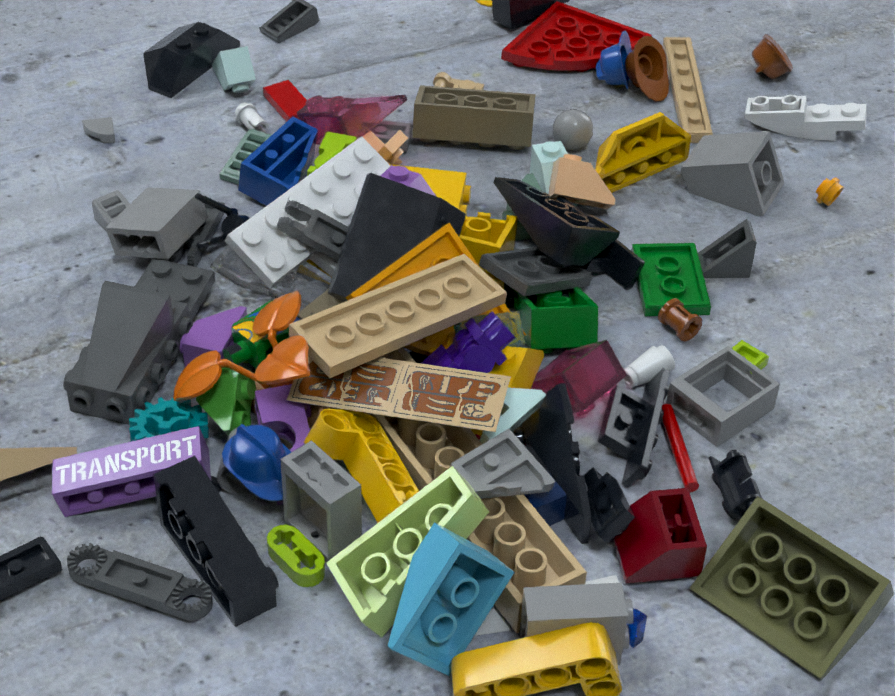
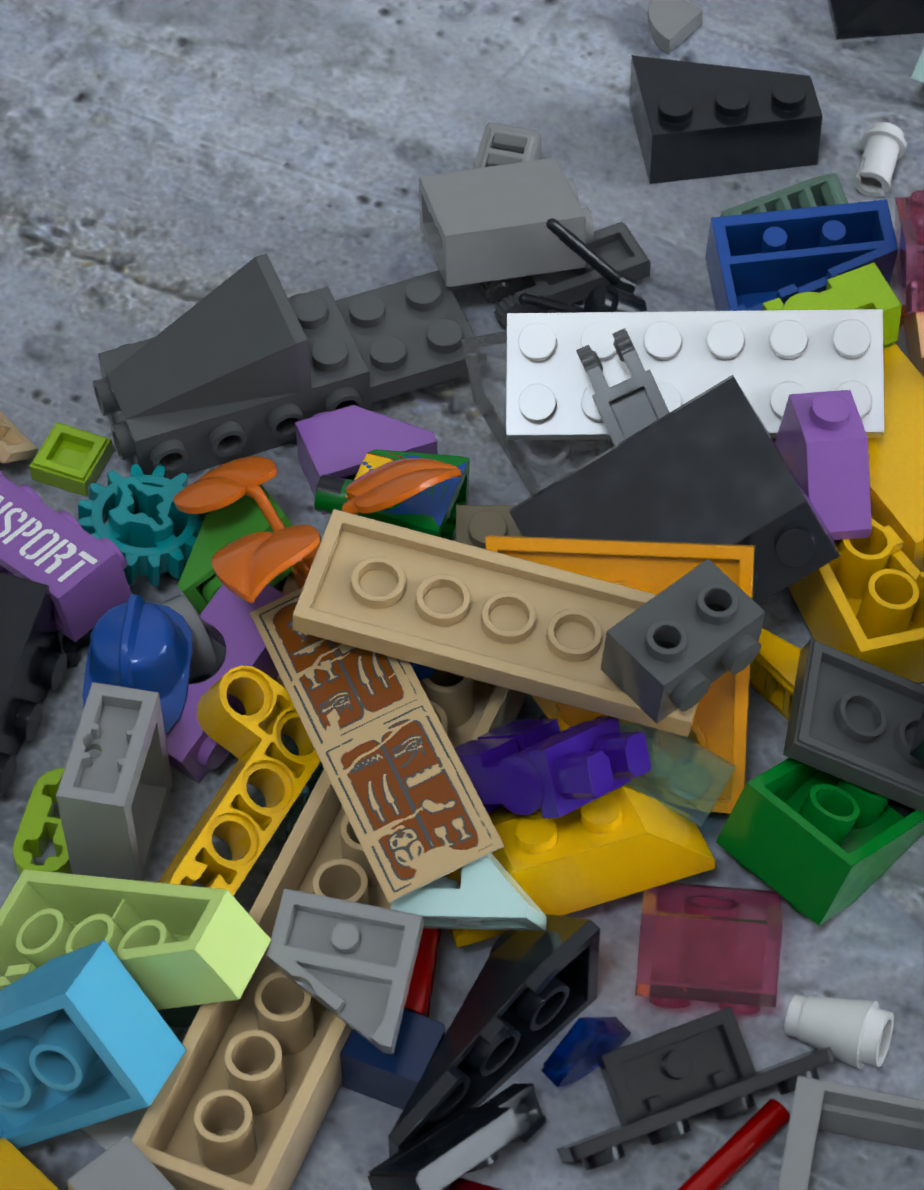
camera: 55 degrees right, 10 degrees up
(92, 435) = (71, 459): none -> lime tile
(175, 144) = (721, 119): none -> black wedge
(477, 264) = (683, 641): none -> dark grey brick
(587, 441) = (581, 1045): none -> clear blue tile

